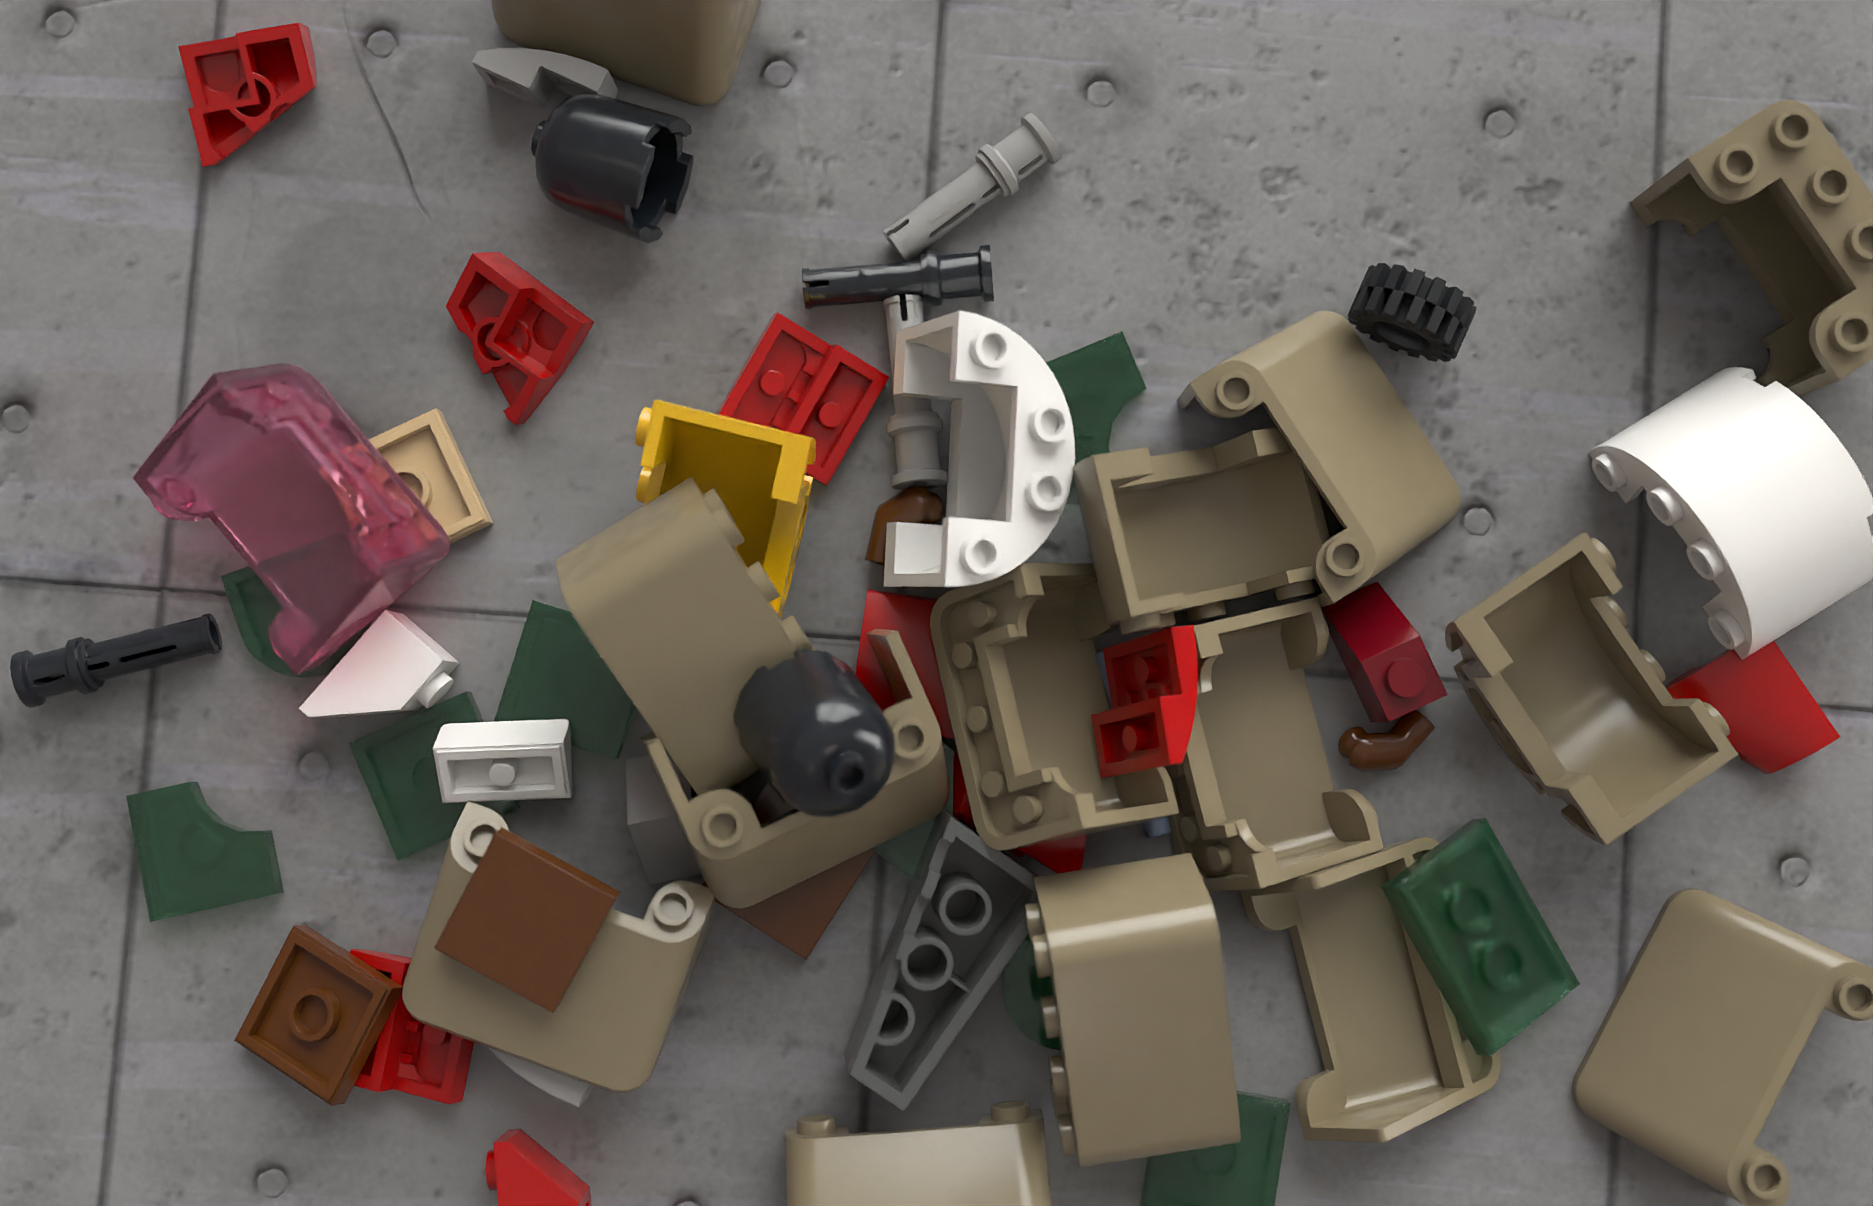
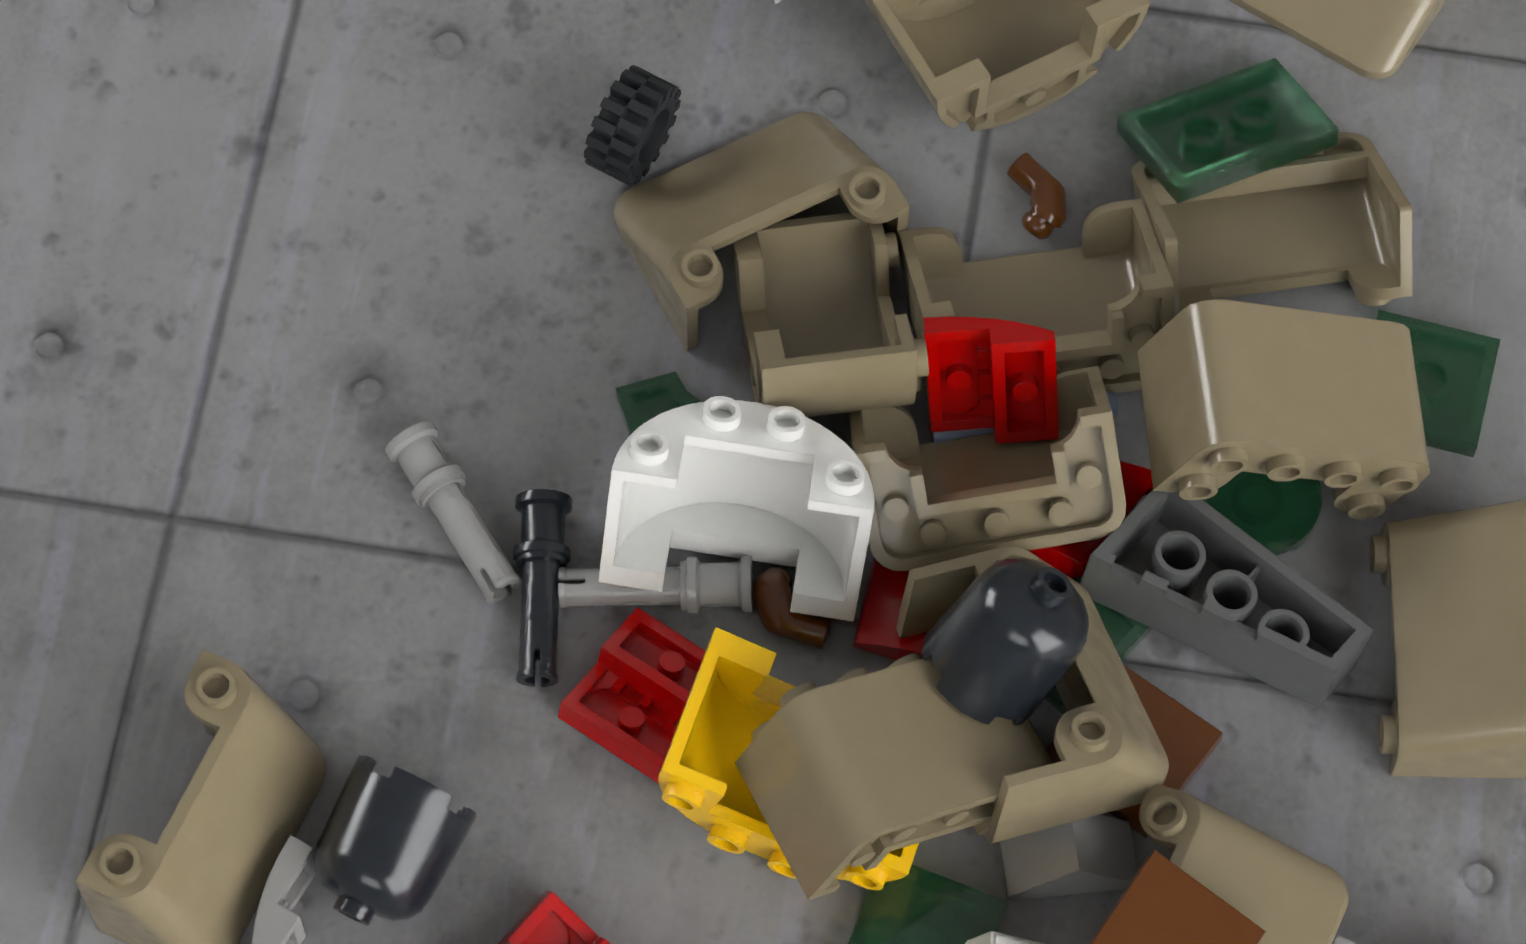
camera: 85 degrees left, 20 degrees down
(1382, 654) = (963, 183): dark red slope -> none

